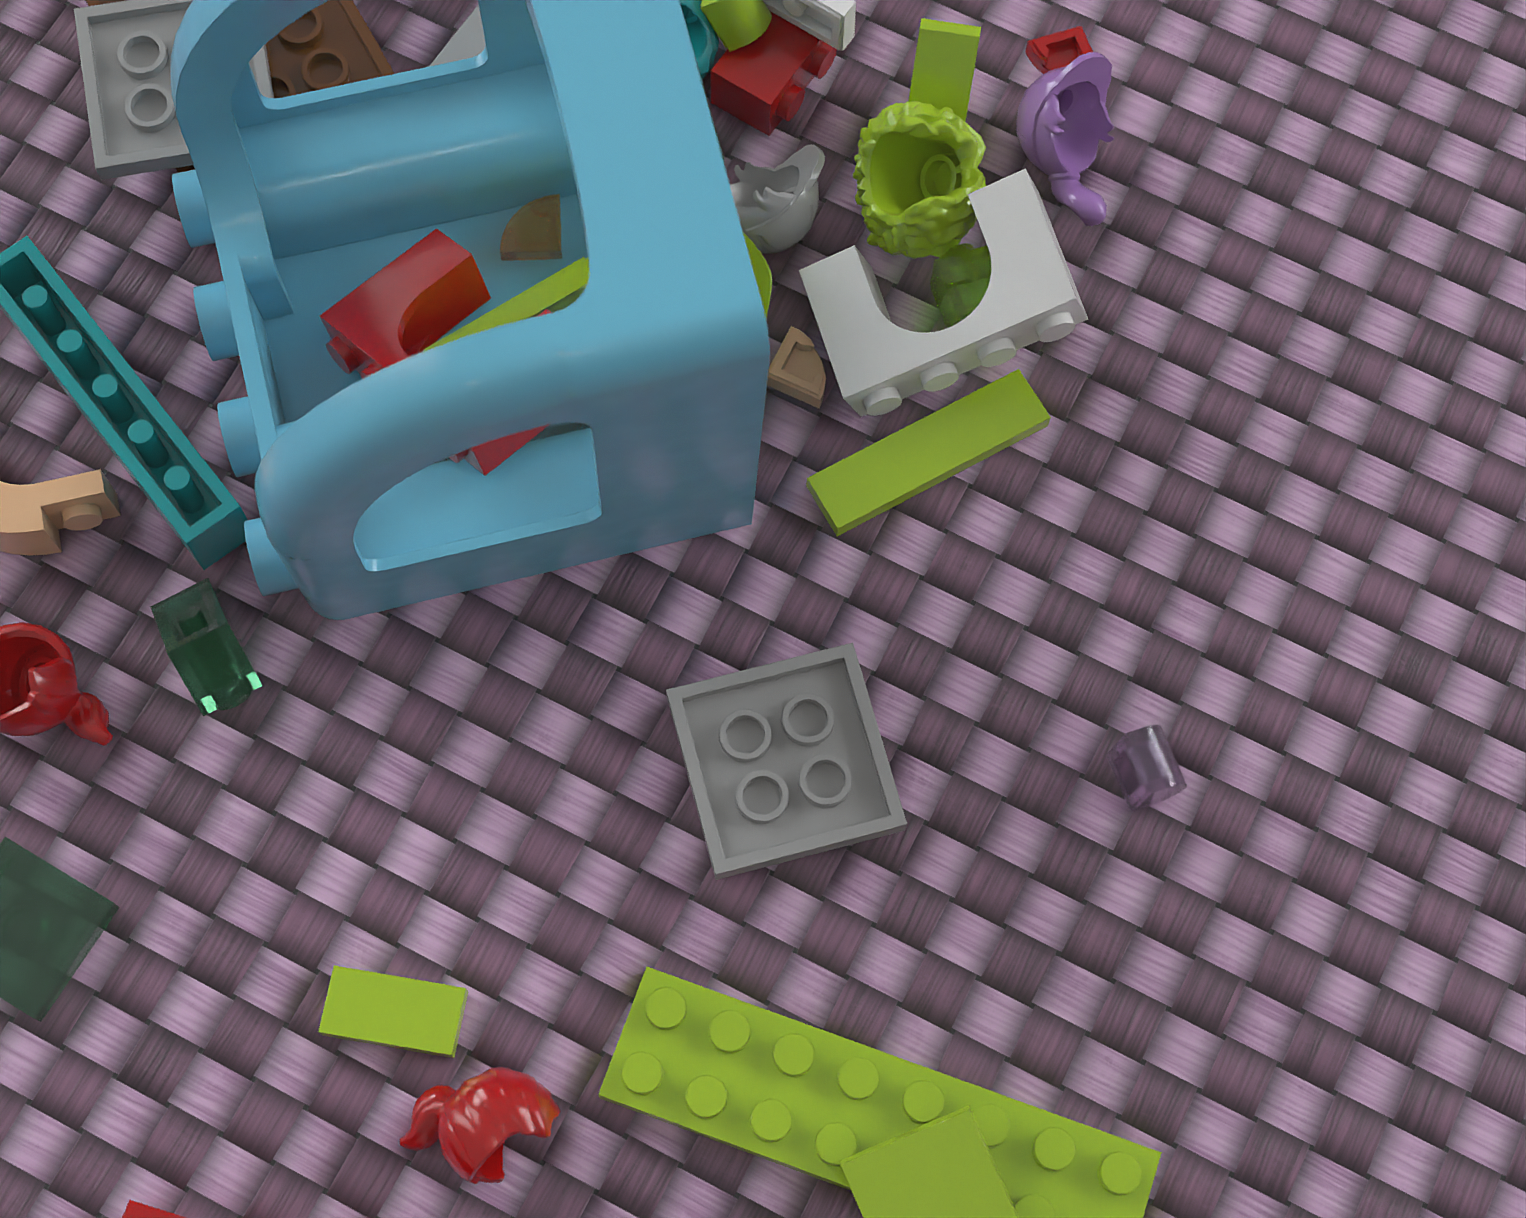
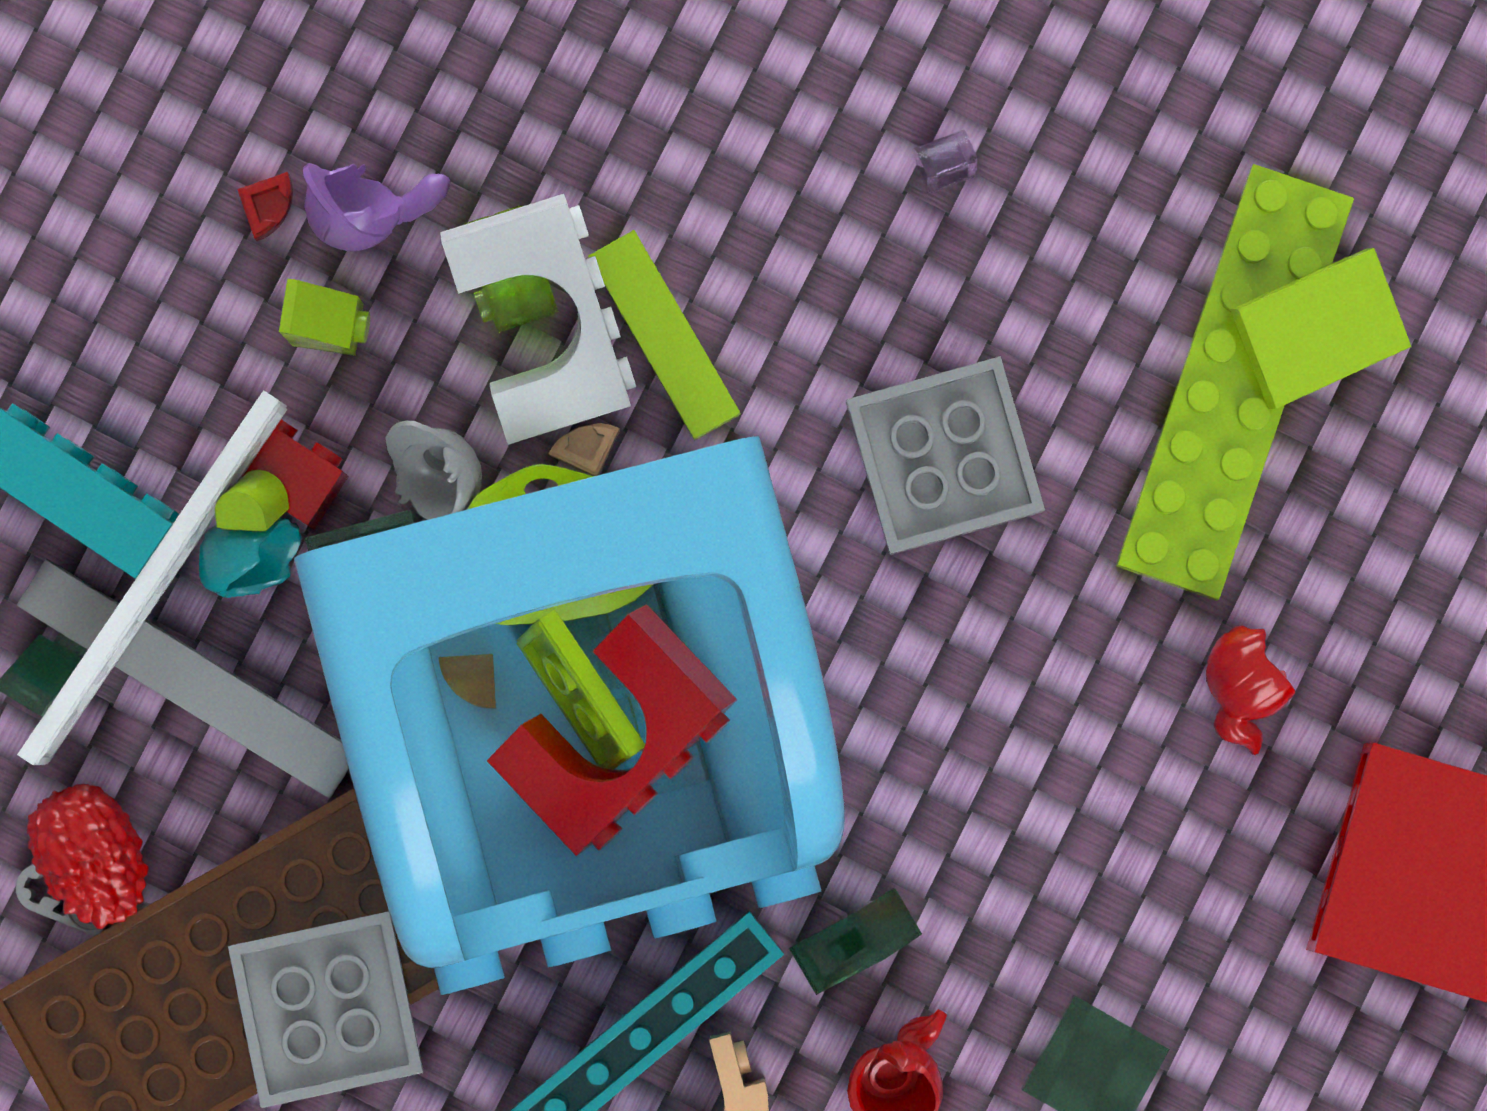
camera: 85 degrees left, 15 degrees up
(393, 1011) = (1155, 765): lime tile -> none
(917, 178) = (422, 337): lime hair -> none

